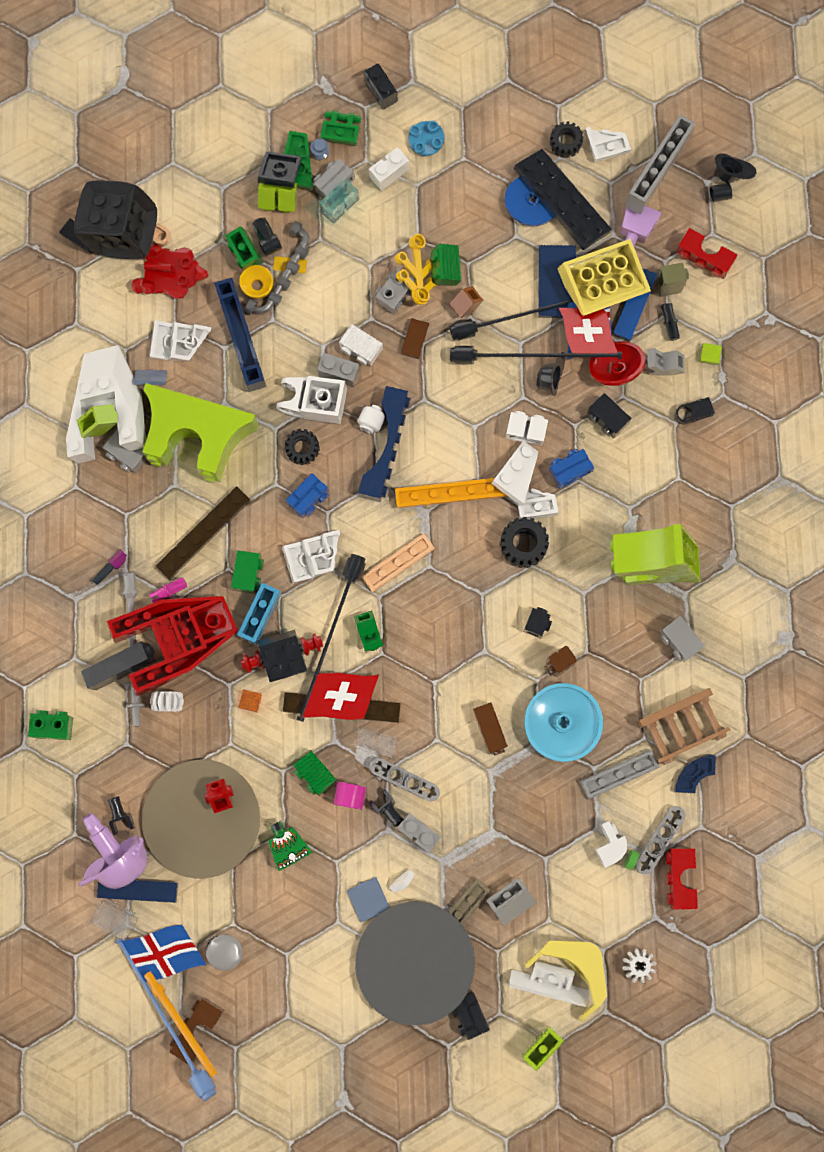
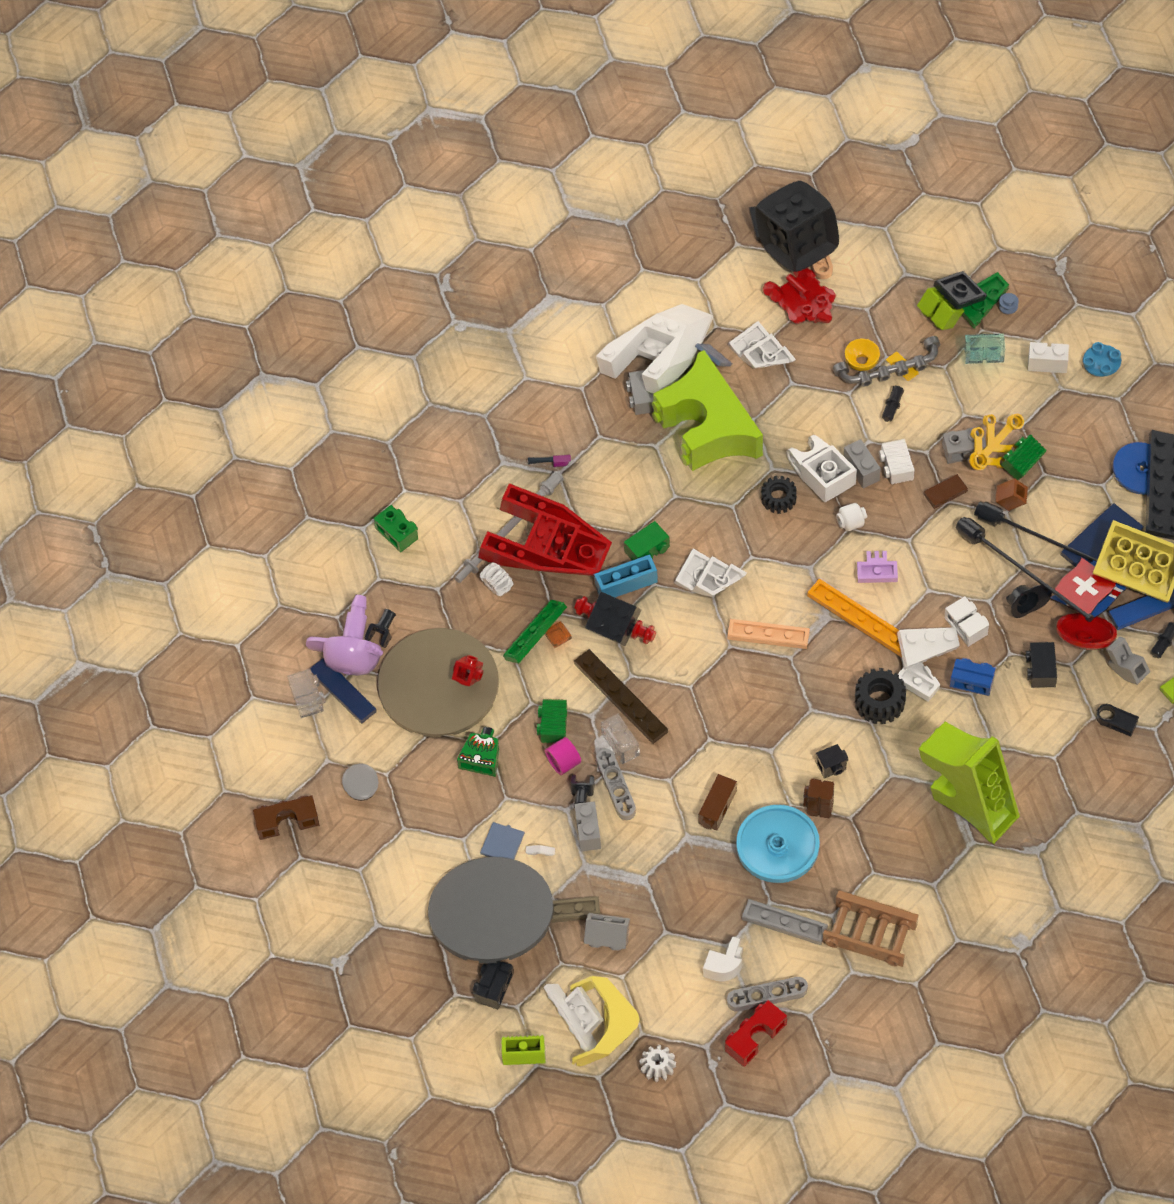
camera: 45 degrees right, 20 degrees down
(97, 420) = (642, 346): lime piece -> none
(118, 665) = (477, 523): black brick -> none
(159, 991) = (287, 765): light orange bar -> none
(165, 955) = (311, 747): flag -> none
(169, 590) = (580, 510): dark pink axle -> none
(203, 533) = (643, 493): dark brown plate -> none
(232, 715) = (534, 631): none -> green tile
(240, 334) = (800, 401): dark blue arch -> none
(243, 247) = (876, 323): green brick -> none
(267, 239) = (902, 333): black piece -> none
(307, 496) = (747, 530): blue brick -> none
(313, 301) = (892, 403): none -> black axle
(332, 177) = (999, 326): light grey brick -> none
(340, 693) = (630, 683): red flag -> none
(341, 132) = (1037, 304): green plate -> none
(368, 631) = (695, 658): green brick -> none
(374, 480) = (809, 561): dark blue arch -> none
(380, 86) = (1102, 295): black brick -> none
(426, 443) = (877, 569): none -> lavender hinge
(631, 860) = (729, 985): bright green tile -> none
(681, 639) = (933, 865): light grey brick -> none
(694, 773) = (844, 971): dark blue tile -> none

